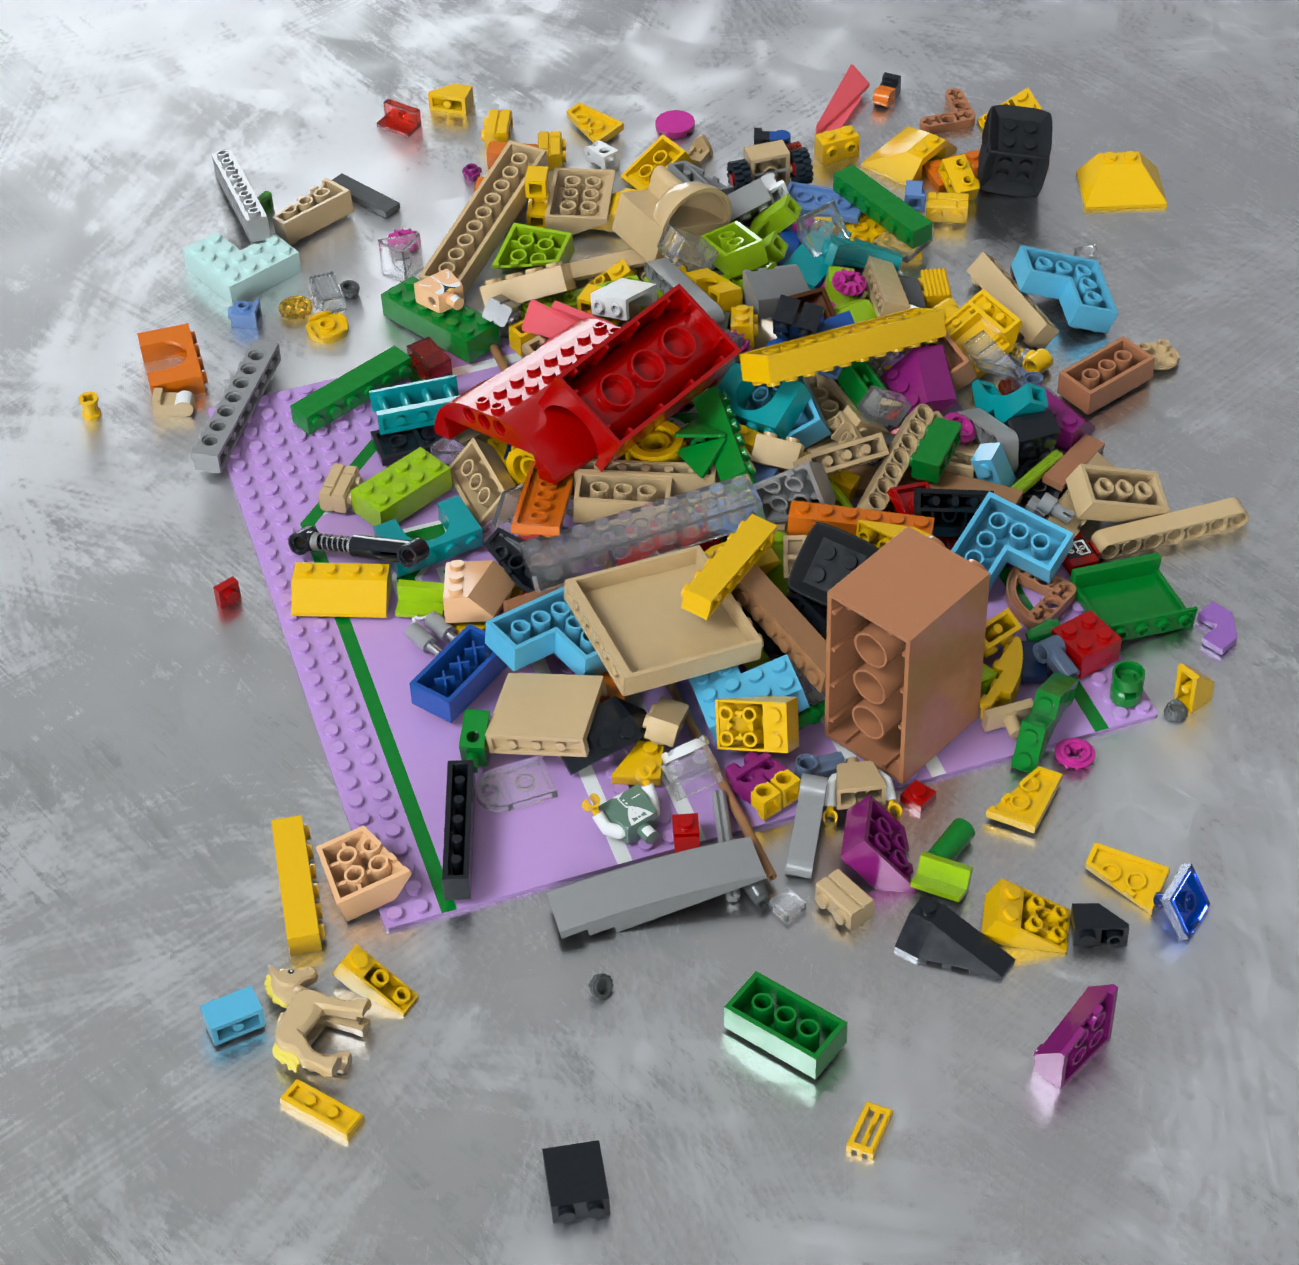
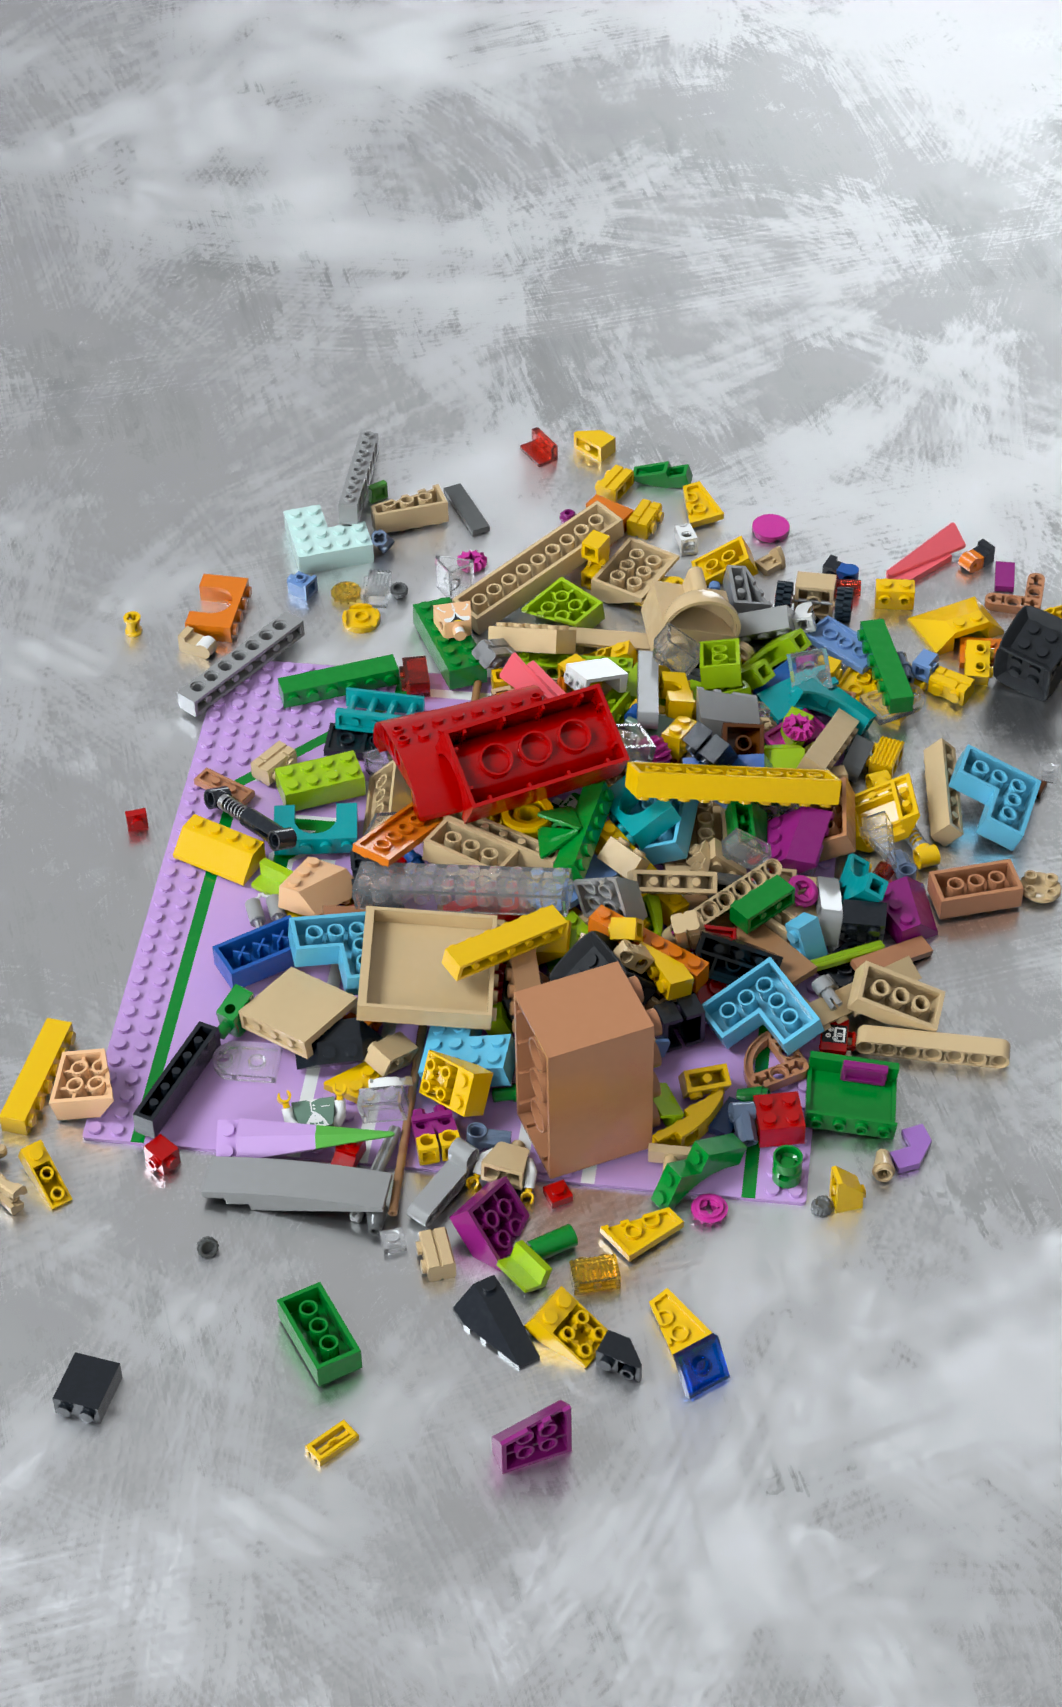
camera: 25 degrees right, 0 degrees up
(284, 527) = (211, 779): none -> nougat tile
(304, 245) = (382, 540): none -> sand blue piece
(489, 912) = (162, 1154): none -> red brick
(539, 108) = (663, 475): none -> green slope
(606, 848) = (278, 1139): none -> lavender plate
(839, 512) = (626, 928): none -> yellow brick
(867, 532) = (630, 954): none -> tan leg
(896, 492) = (687, 929): none -> tan brick
(922, 101) = (1004, 576): none -> magenta tile
(1013, 856) = (594, 1274): none -> clear yellow brick
(1130, 573) = (864, 1072): none -> magenta tile
(1207, 653) = (883, 1167): none -> tan cone

